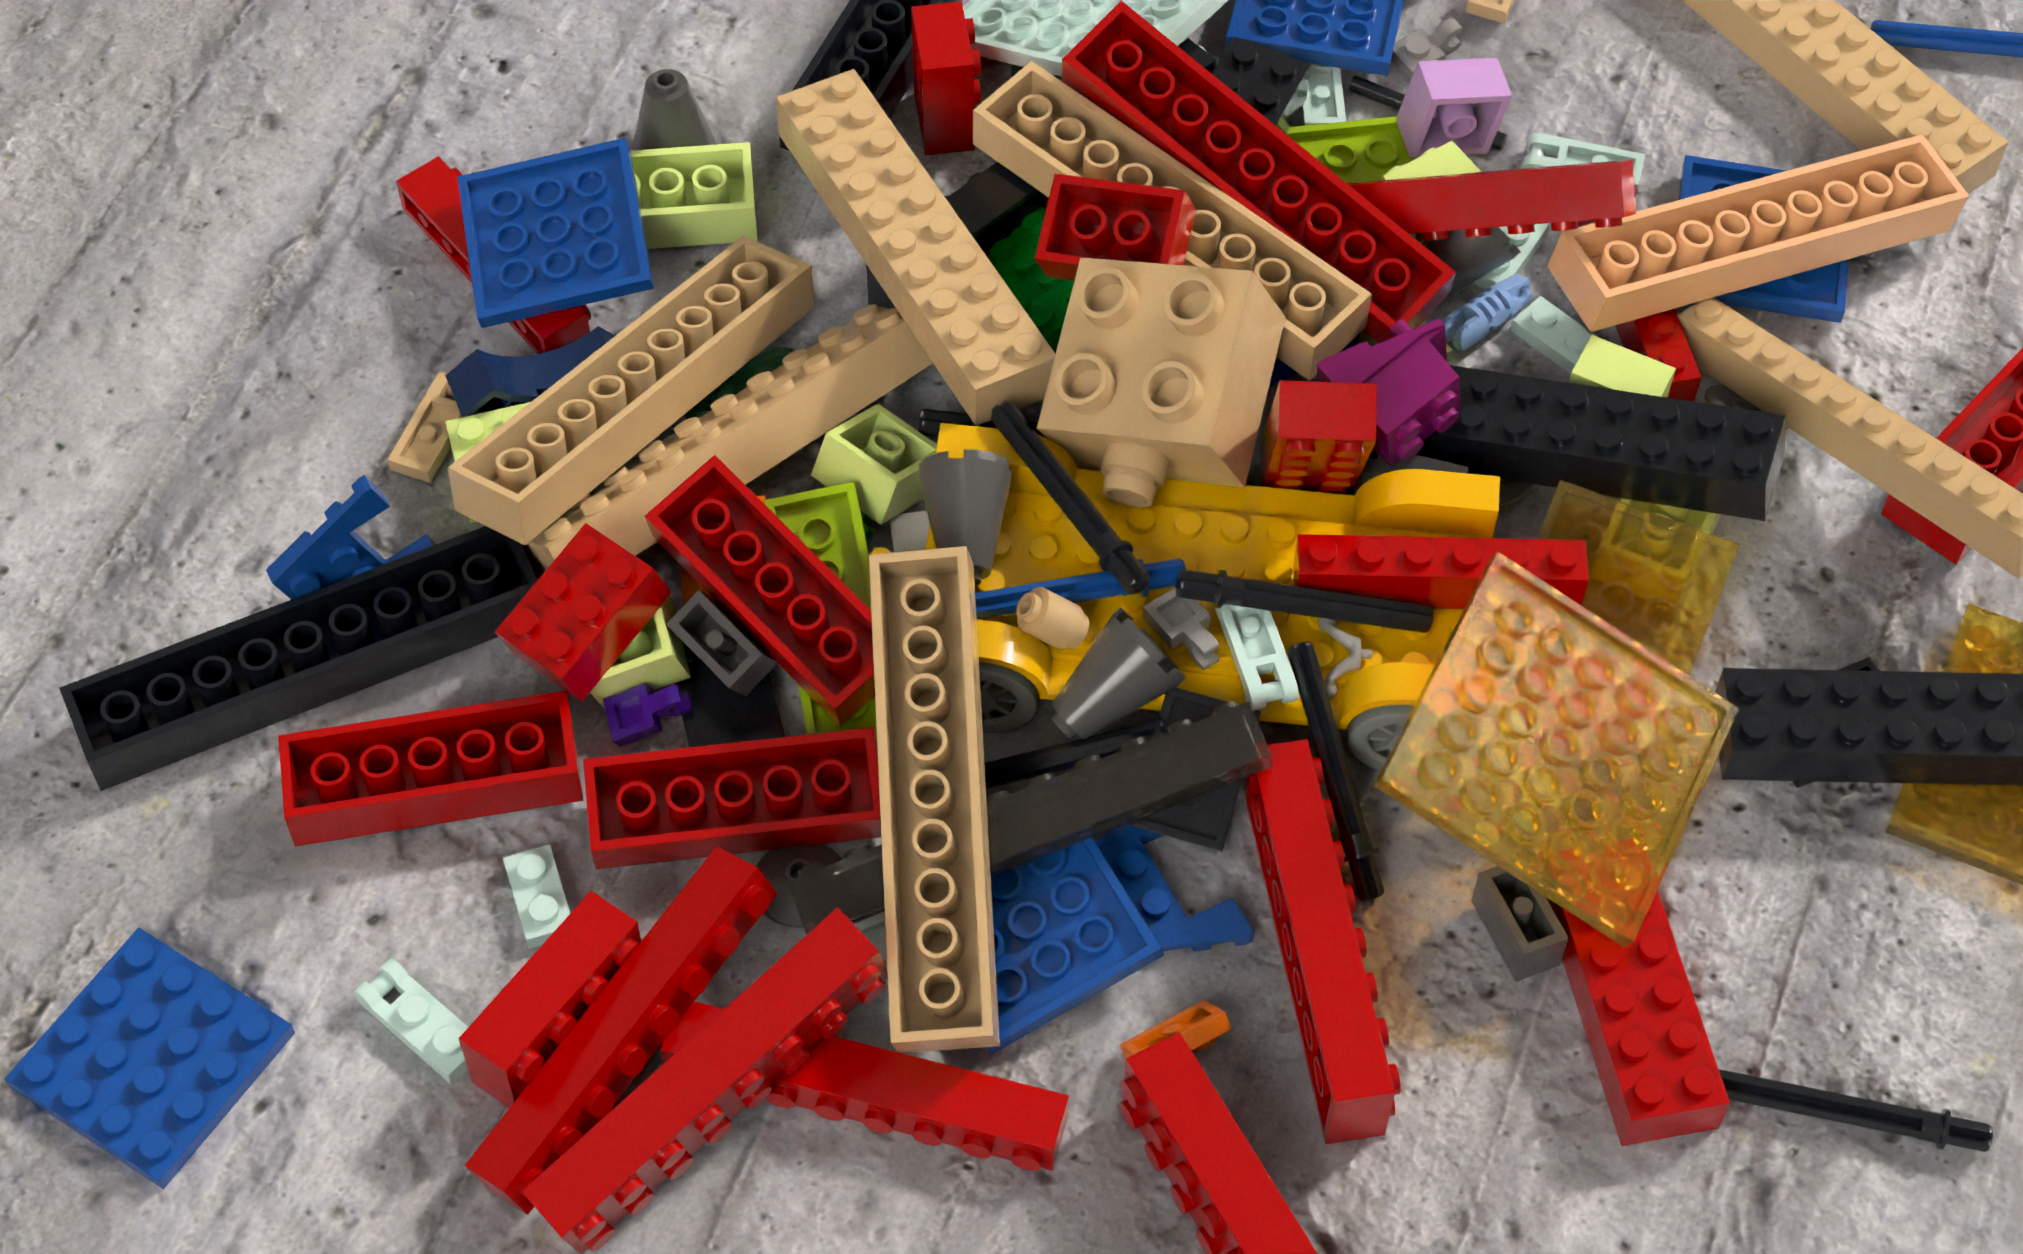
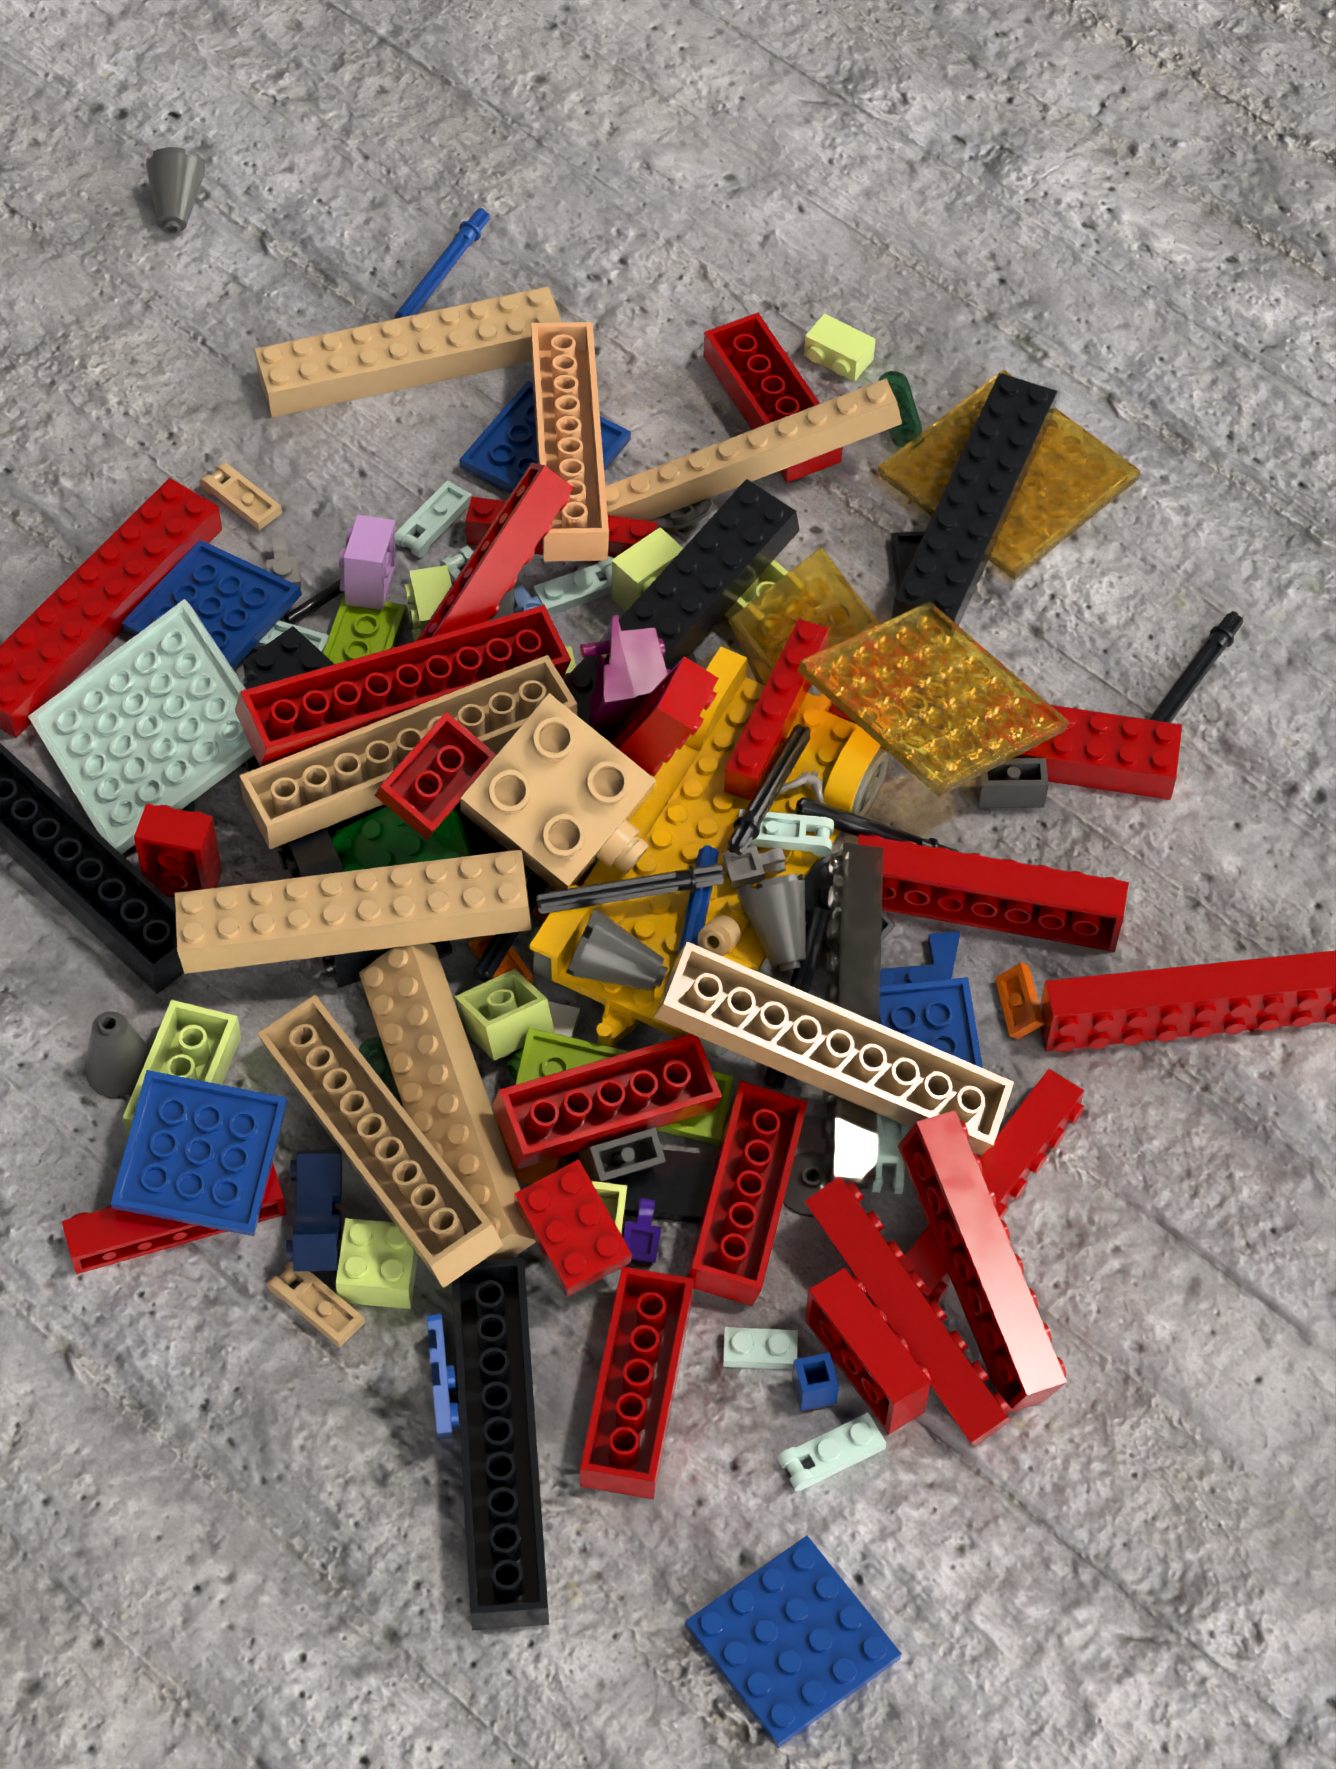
camera: 70 degrees left, 0 degrees up
(492, 956) = (815, 1381): none -> blue brick

